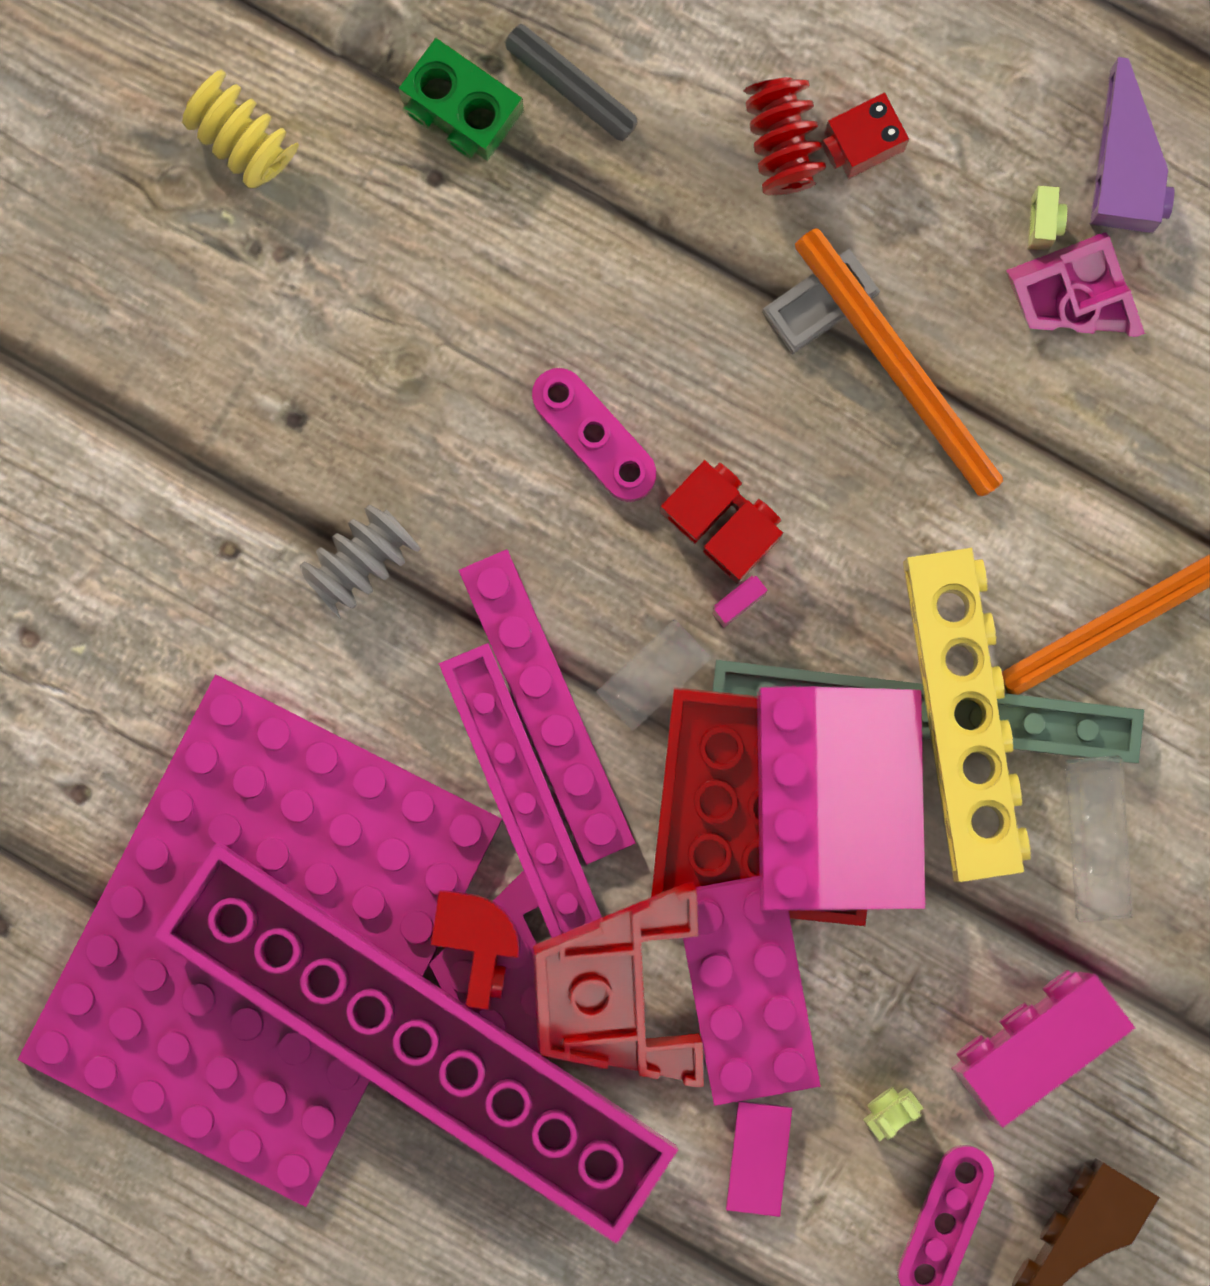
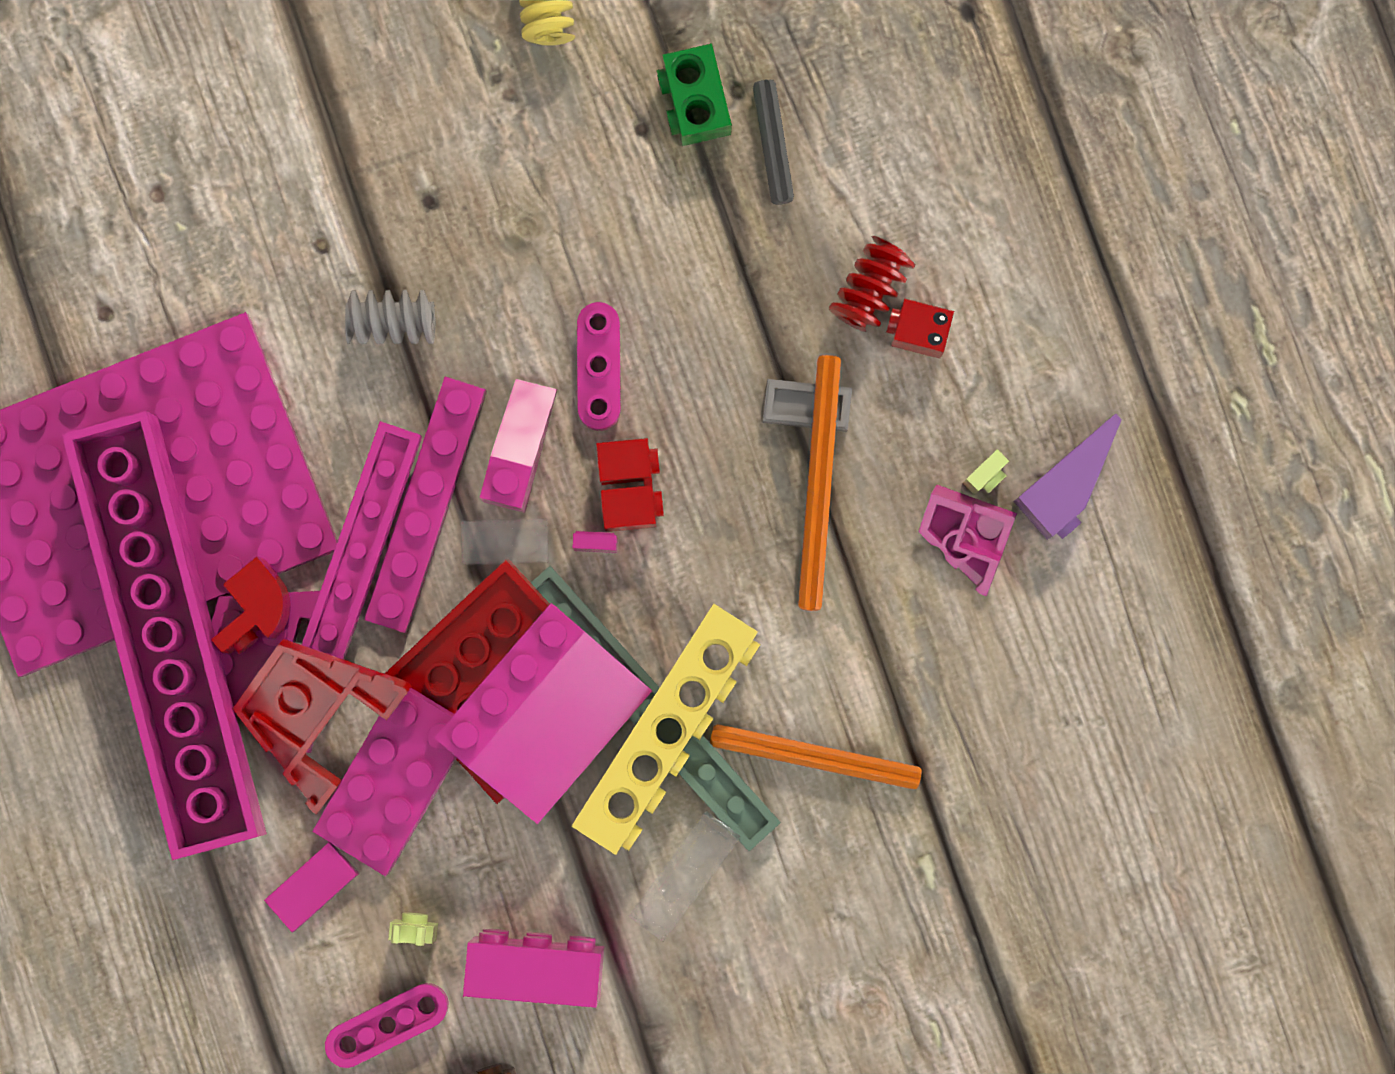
camera: 40 degrees right, 0 degrees up
(586, 574) = (518, 446): none -> slope

